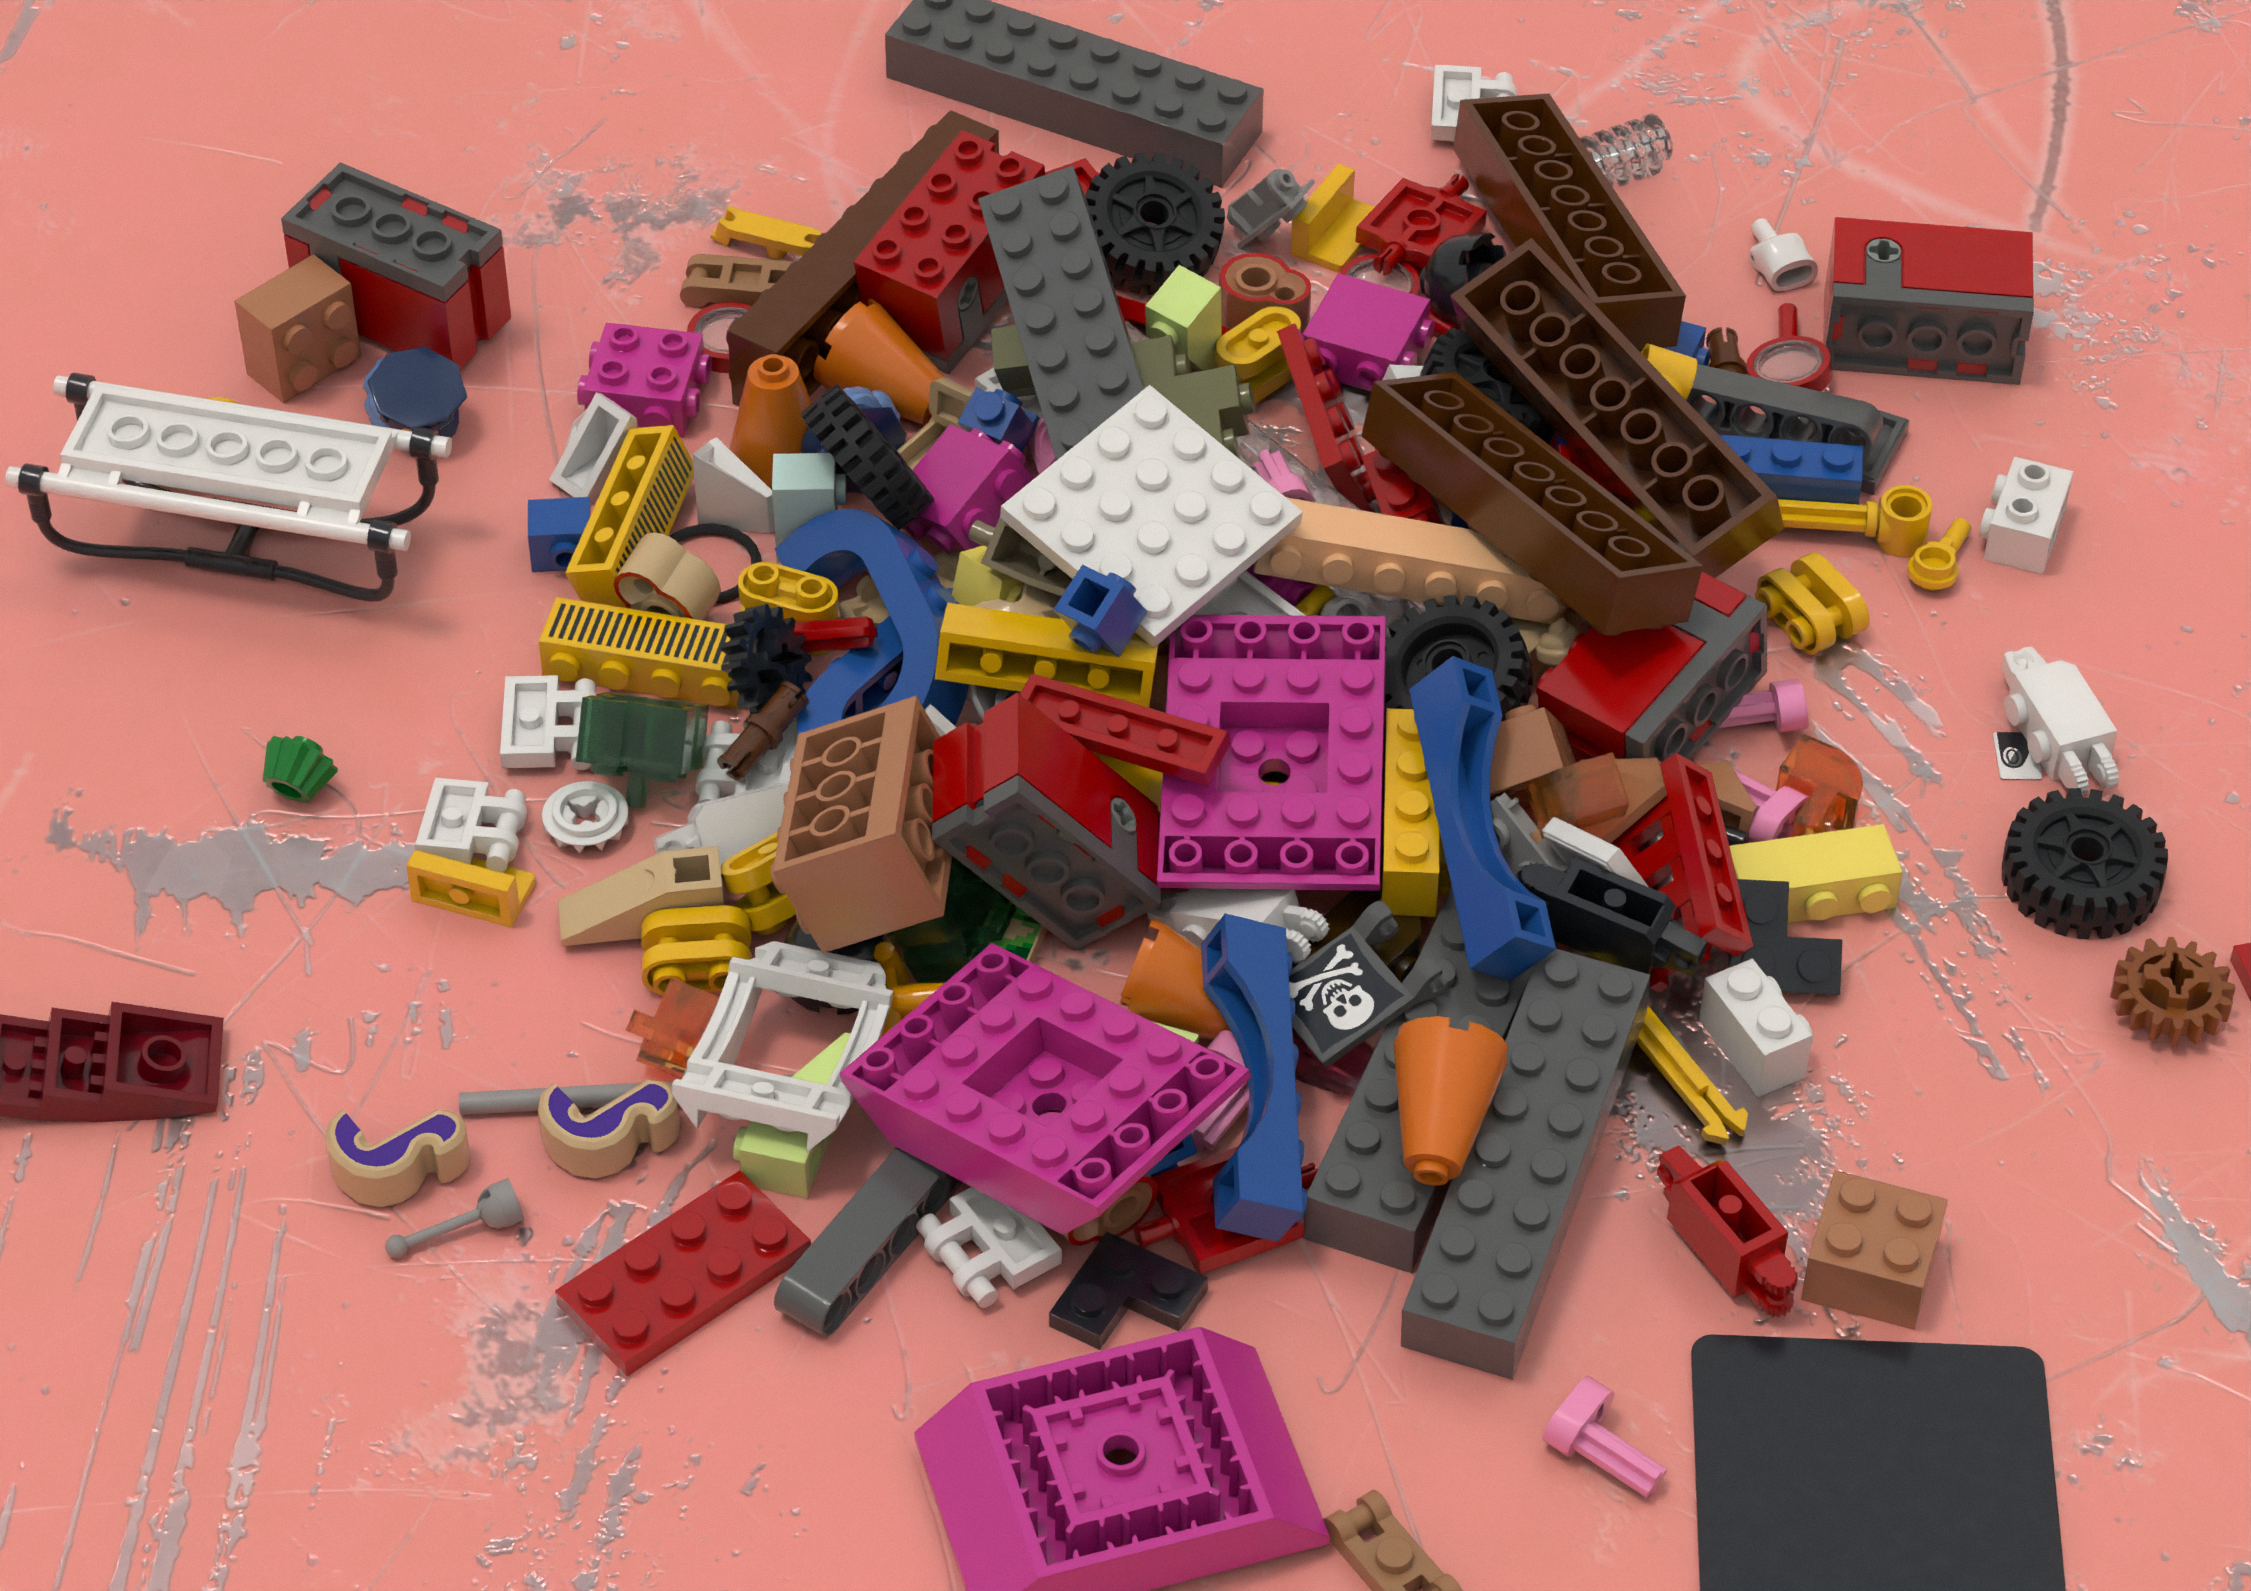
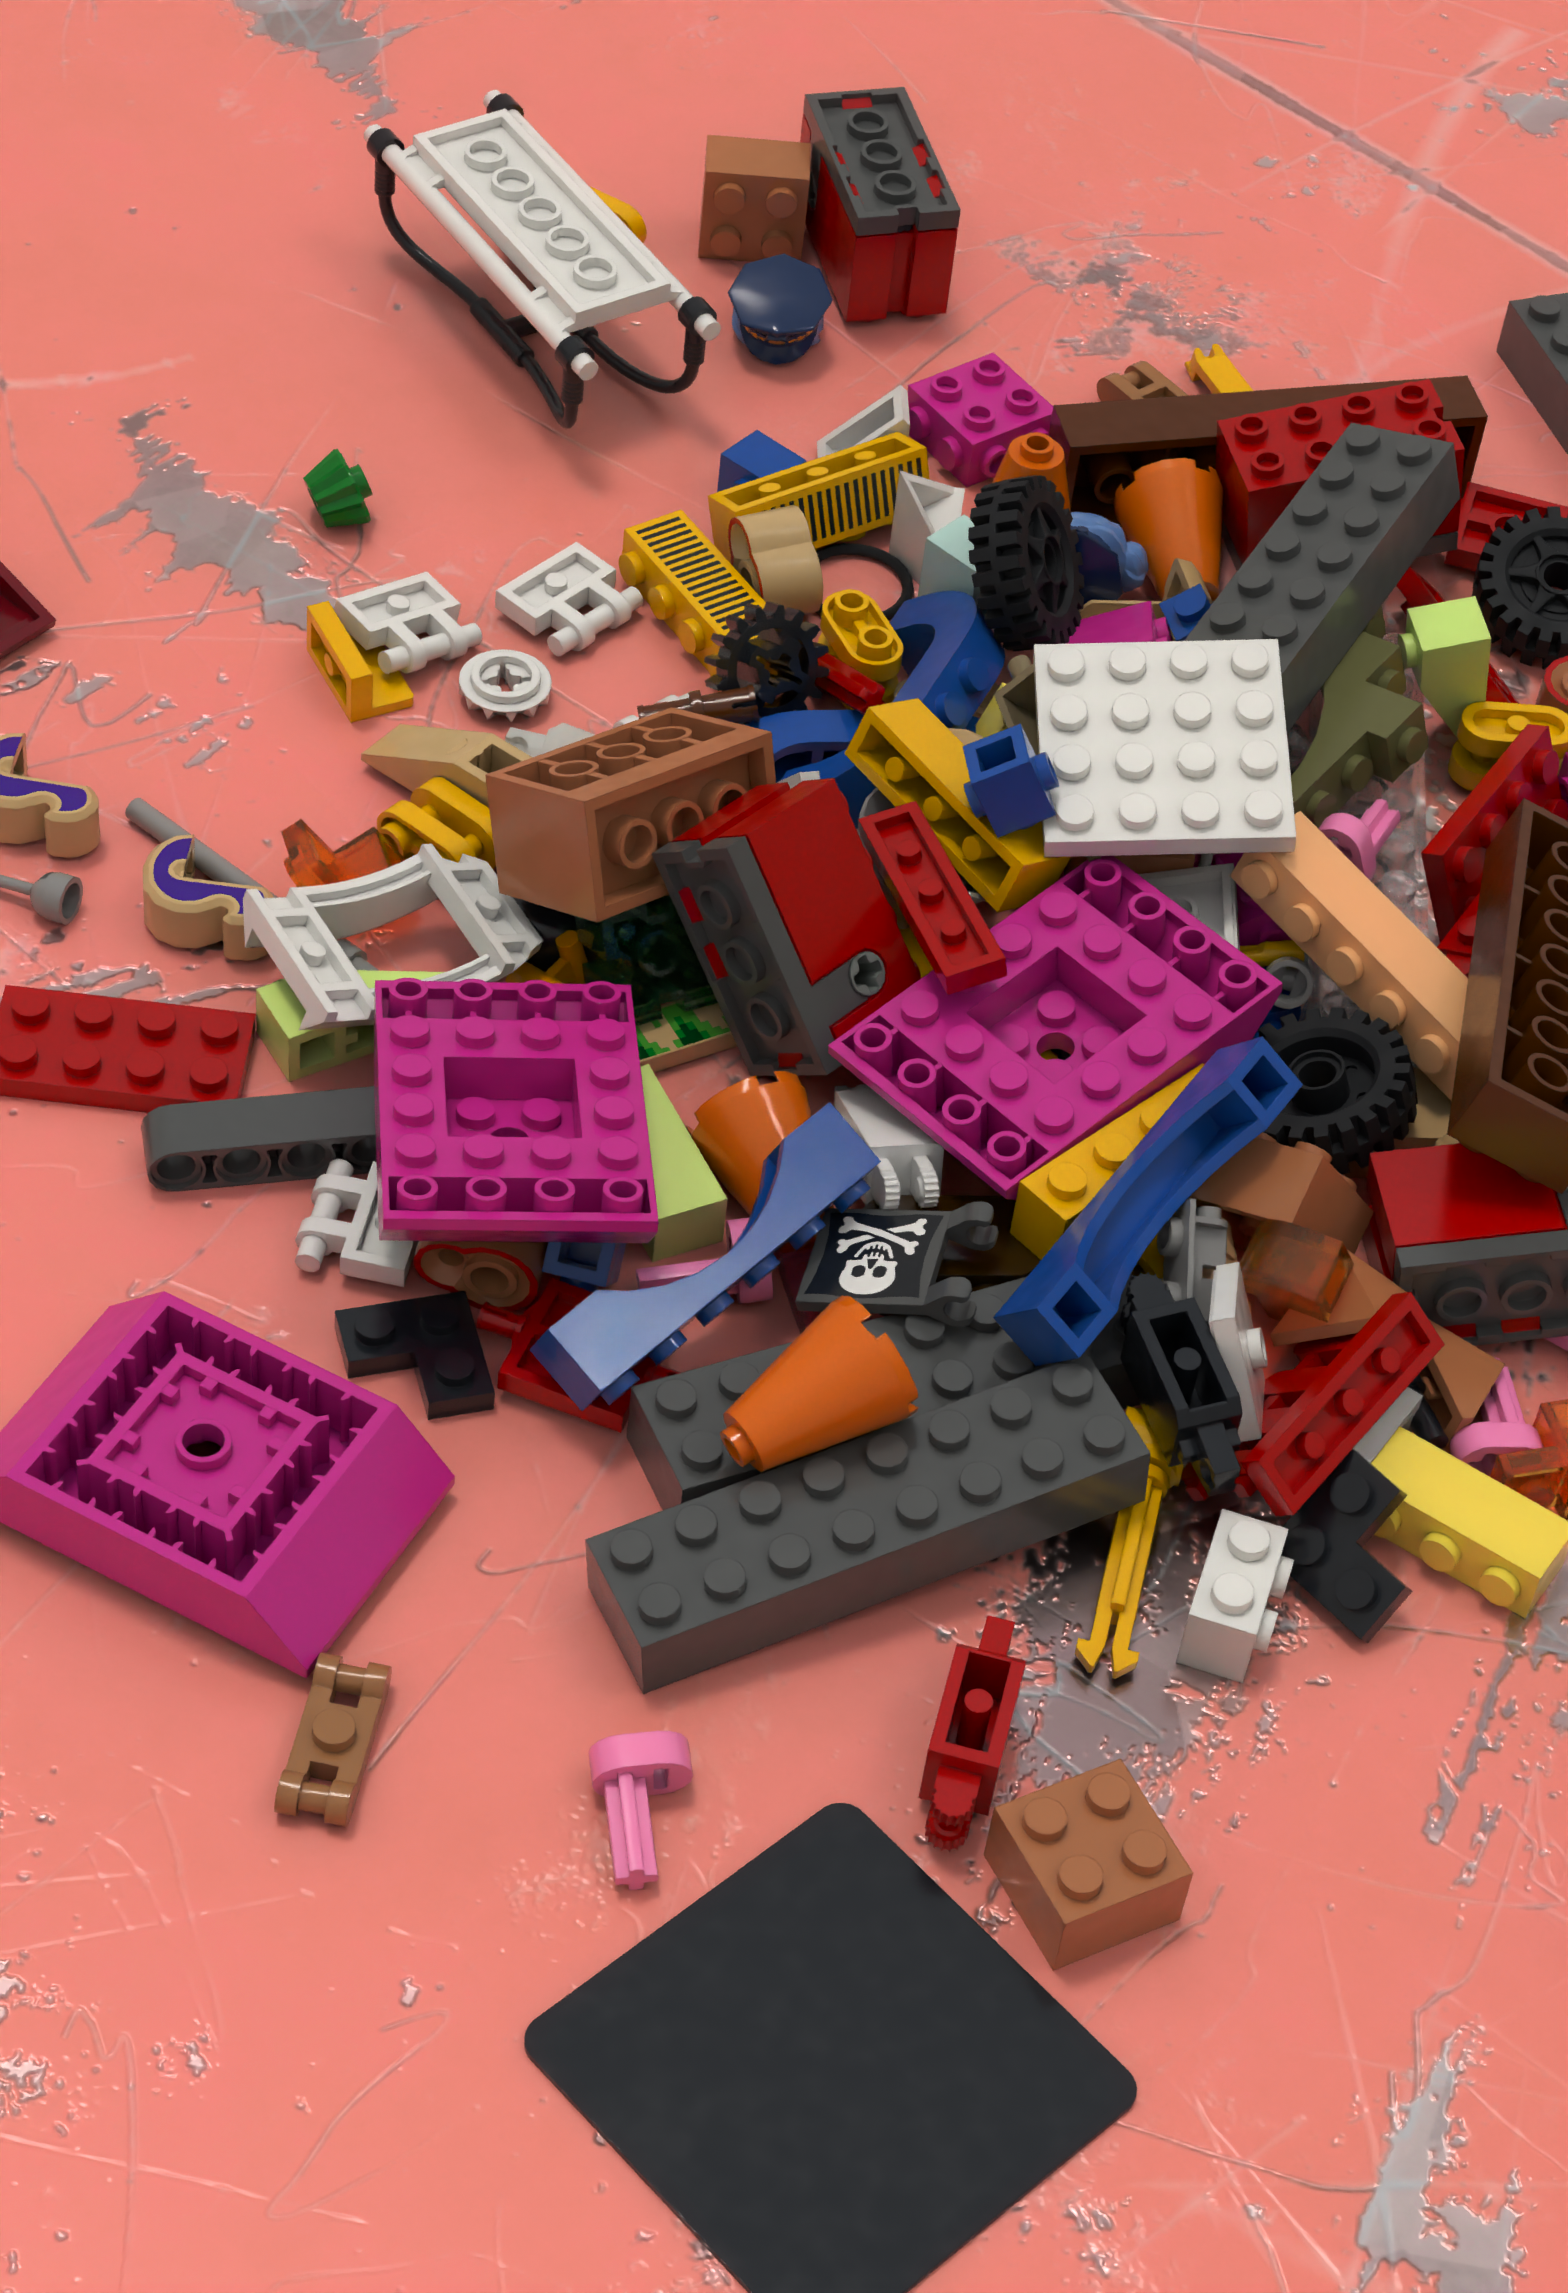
camera: 40 degrees right, 0 degrees up
(641, 737) = (601, 648): clear green brick -> none

